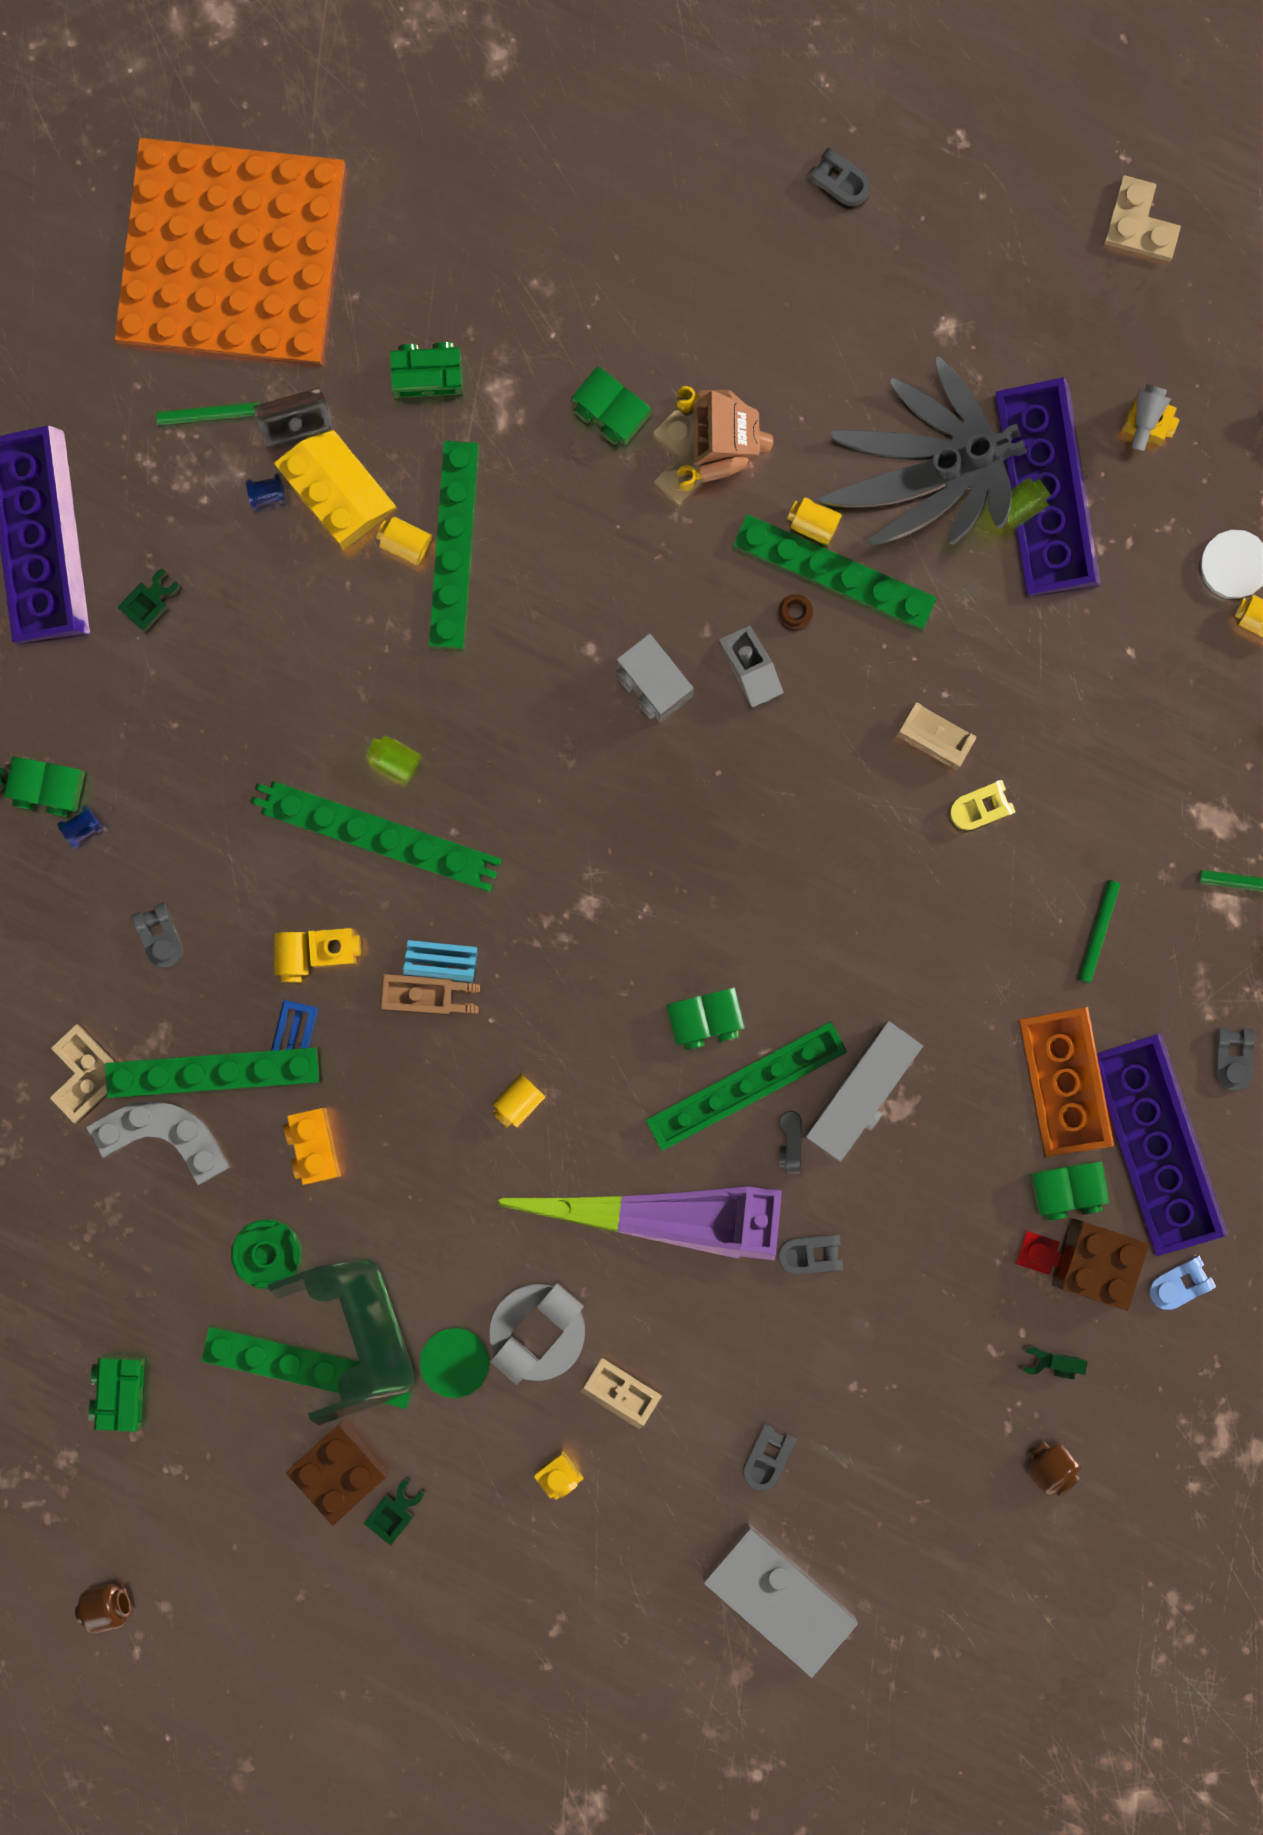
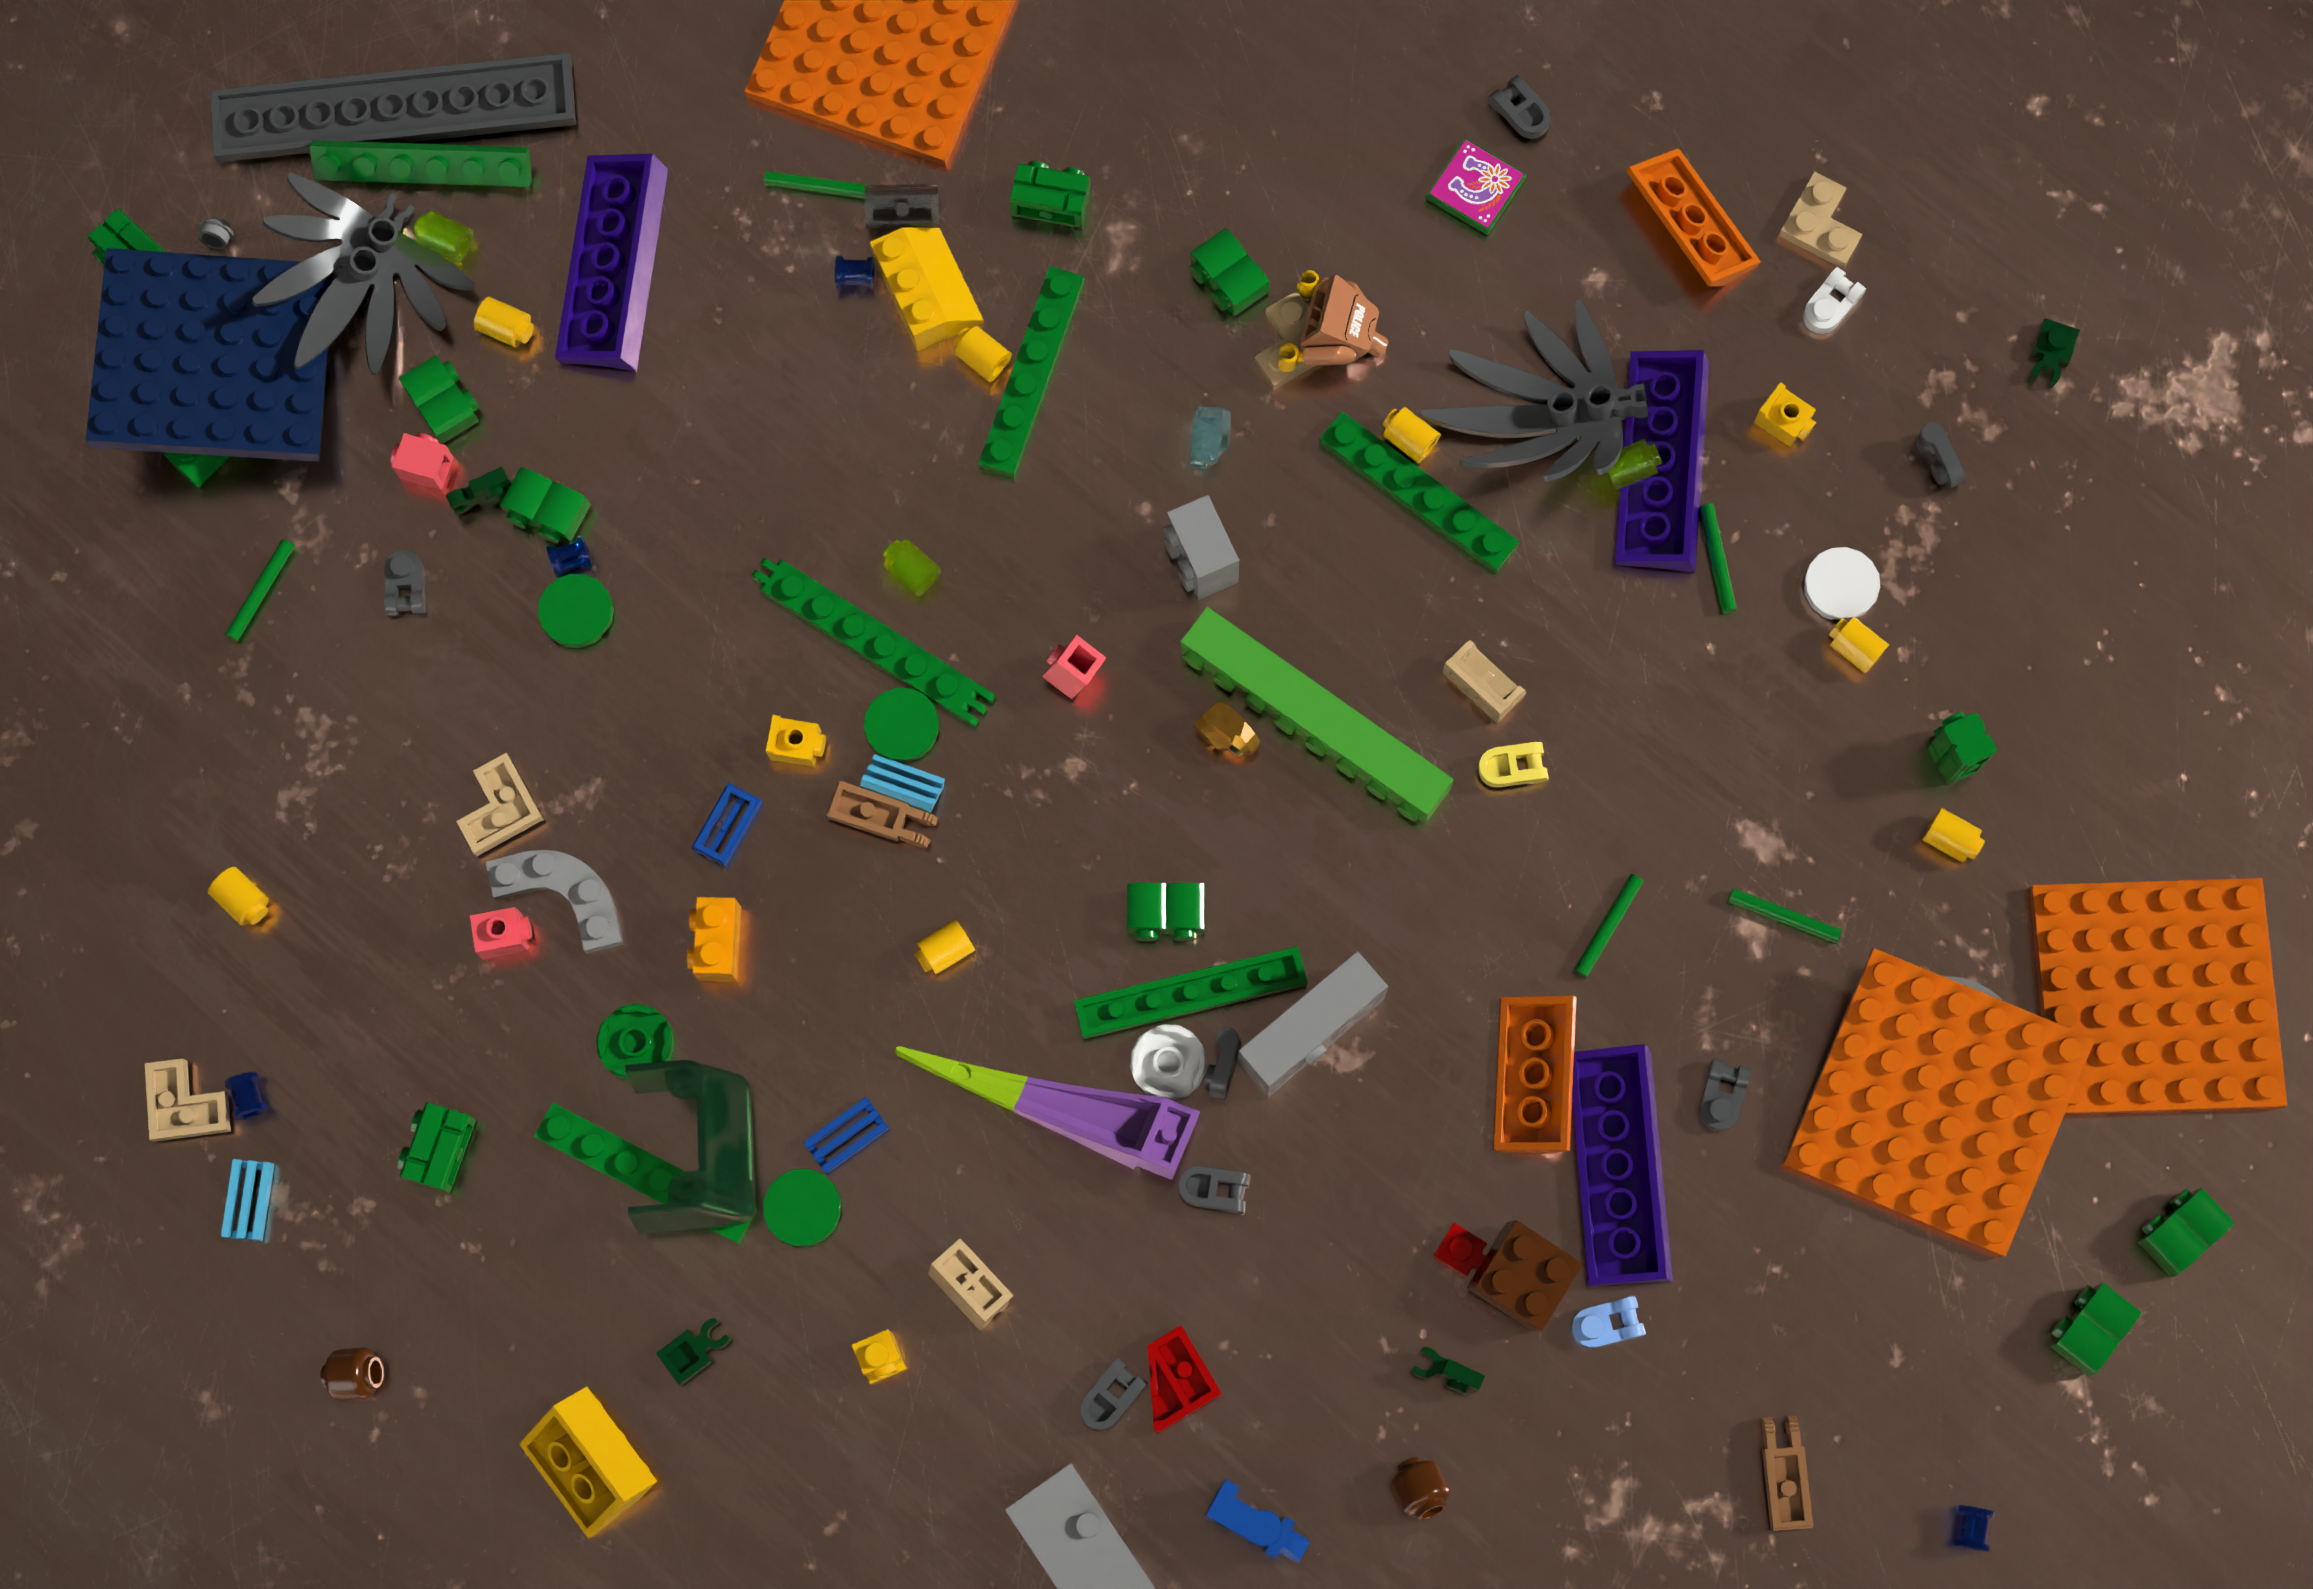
camera: 15 degrees right, 10 degrees down
(100, 875) = (575, 610): none -> green tile
(119, 1188) = (500, 933): none -> coral brick
(144, 605) = (701, 353): dark green plate -> none
(164, 948) = (620, 700): dark grey plate -> none
(212, 1072) = (632, 836): green plate -> none
(291, 956) = (748, 739): yellow brick -> none
(330, 1631) = (587, 1461): none -> yellow slope
(337, 1473) = (643, 1291): reddish brown brick -> none
(424, 906) = (901, 724): none -> green tile
(457, 1312) = (837, 1123): none -> blue tile
(516, 1359) = (878, 1167): light grey piece -> none
(566, 817) = (1073, 666): none -> coral brick
(633, 569) = (1209, 436): none -> clear light blue rock
(719, 841) = (1227, 730): none -> pearl gold rock
(742, 1152) = (1168, 1062): none -> white tile
(751, 666) = (1307, 564): light grey slope -> none
(793, 806) = (1316, 716): none -> bright green brick
(799, 601) = (1367, 510): reddish brown plate -> none
(816, 265) = (1476, 186): none -> tile
(821, 1428) = (1177, 1379): none -> red wing
(921, 1538) = (1256, 1526): none -> blue hips
(1023, 247) = (1694, 217): none -> orange slope
(1069, 1189) = (1511, 1188): green brick -> none
(1118, 568) = (1717, 558): none -> green bar
(1150, 408) = (1787, 398): light grey cone -> none
(1162, 308) = (1824, 311): none -> white plate

